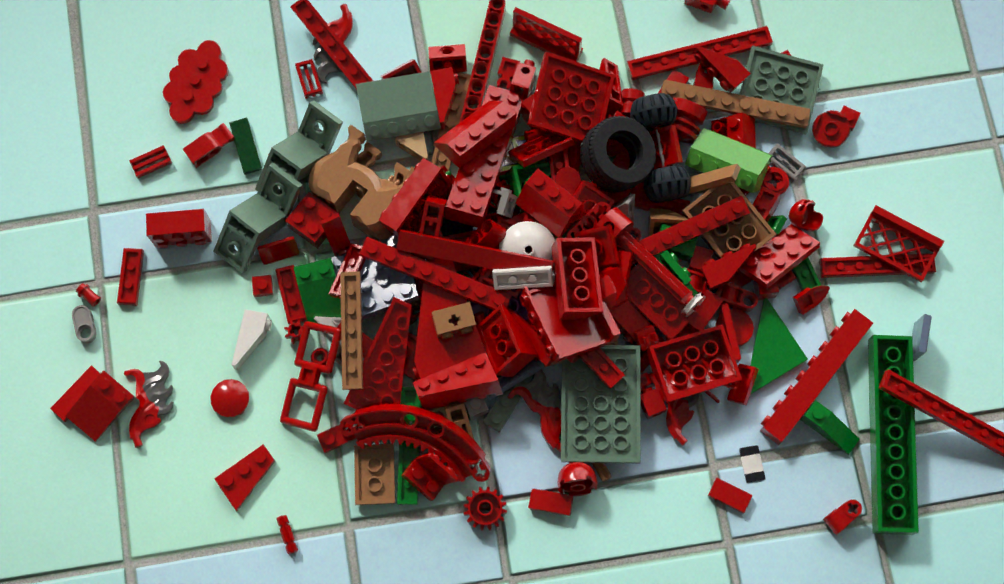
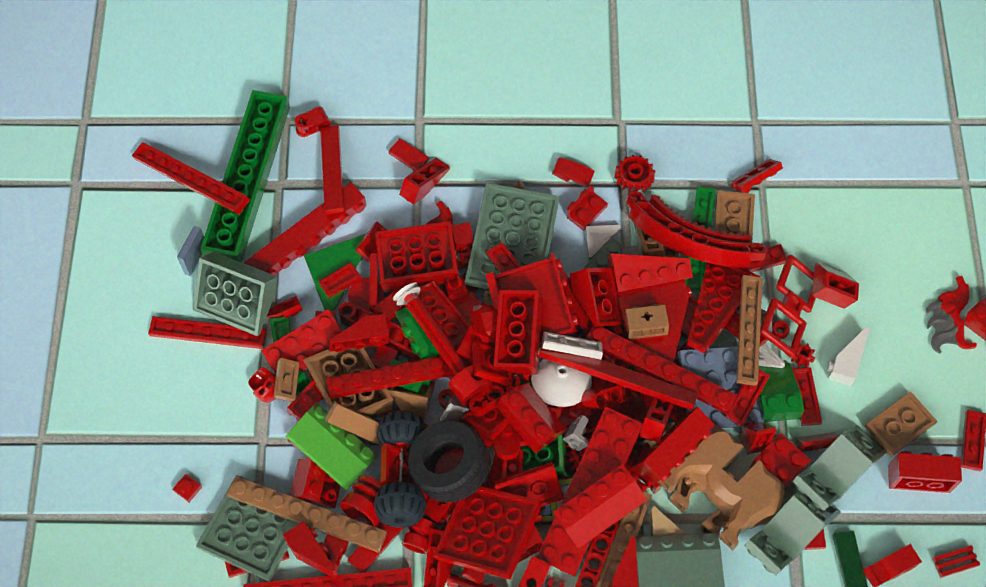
camera: 170 degrees left, 10 degrees down
(200, 279) = (900, 424): none -> medium nougat plate
(229, 398) = (871, 307): red dish -> none
(244, 475) = (856, 237): red wing -> none
(262, 285) = (835, 409): red plate -> none
(267, 409) = (834, 286): none -> red slope
(287, 534) = (818, 182): red axle -> none
(354, 528) = (756, 175): none -> red plate
(429, 475) = (685, 203): red bracket -> none
(513, 431) = (598, 236): none -> white tile
(530, 460) = (586, 208): none -> red bracket
(544, 402) = (570, 255): piece -> none
(577, 479) = (547, 182): red cylinder -> none
(705, 465) = (422, 180): none -> red slope
(752, 463) = (381, 179): sticker -> none
(764, 335) = (339, 280): none -> red tile
(778, 175) = (281, 425): red gear -> none
(787, 215) = (286, 379): none -> medium nougat plate
(796, 162) = (278, 464): light grey tile -> none
(805, 456) = (332, 170): none -> red tile
(830, 427) = (300, 193): green slope -> none
(831, 129) = (209, 475): red tile -> none
(864, 299) = (233, 292): none -> sand green slope
(901, 228) = (170, 359): red fence -> none

